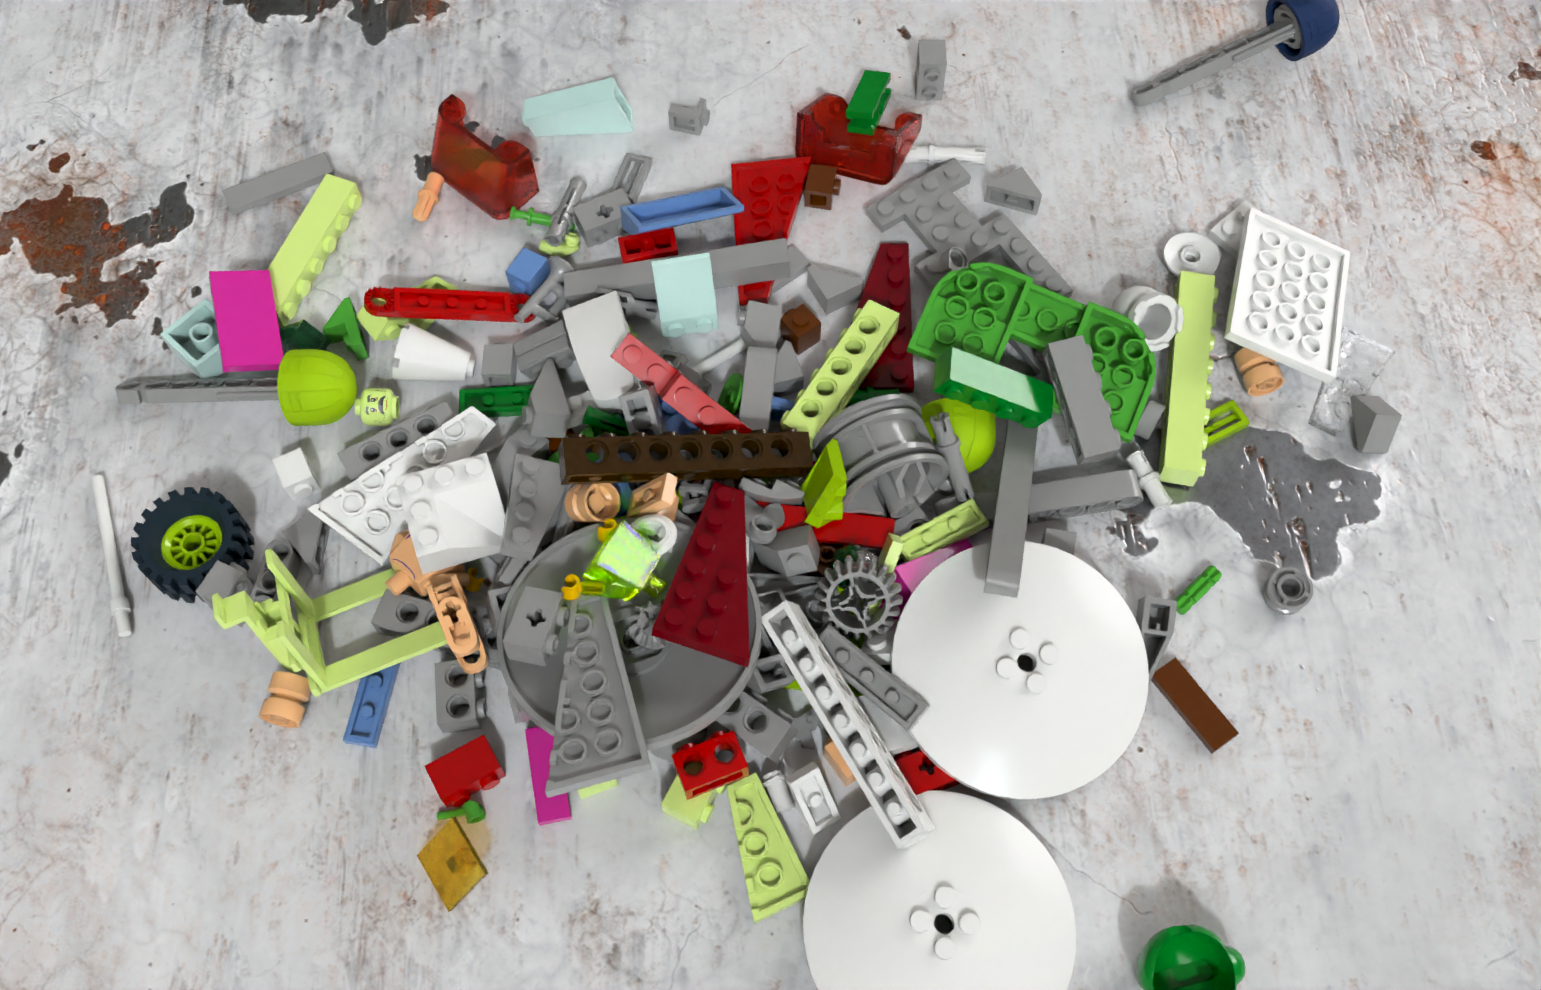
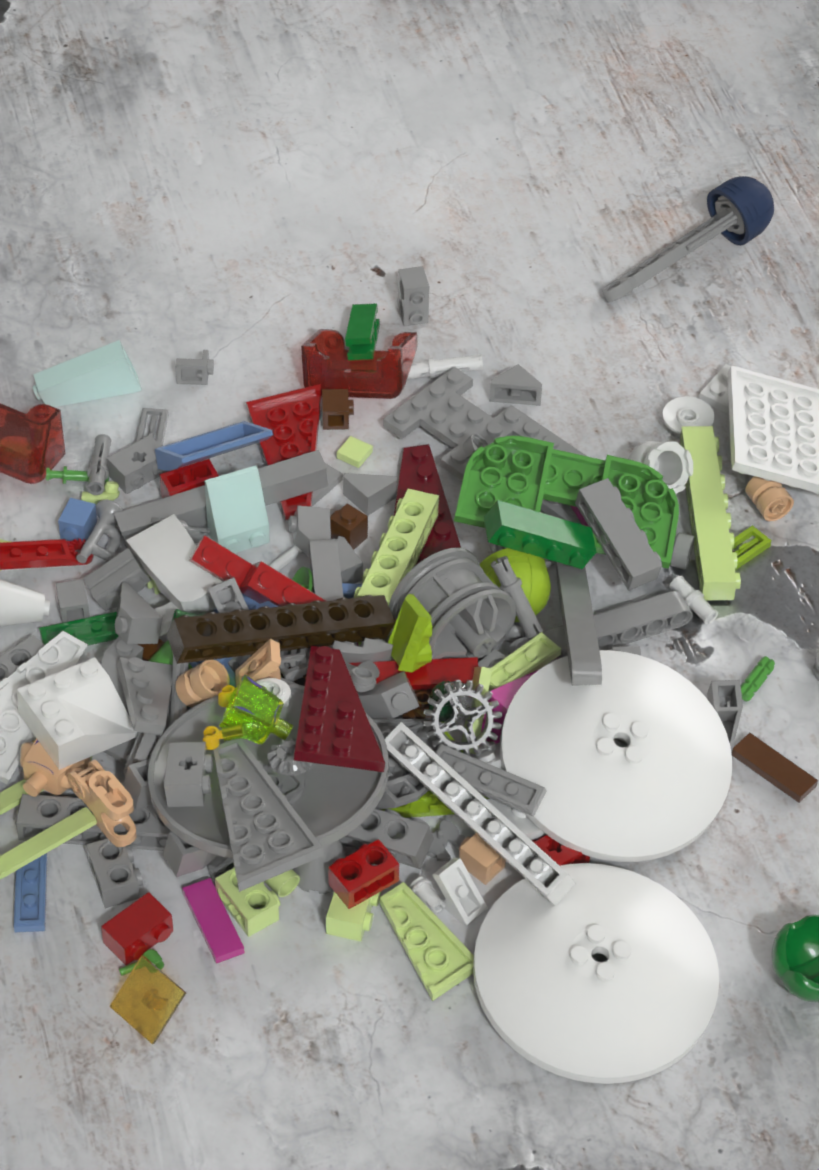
camera: 15 degrees left, 15 degrees down
(829, 238) = (354, 452): none -> yellowish green tile

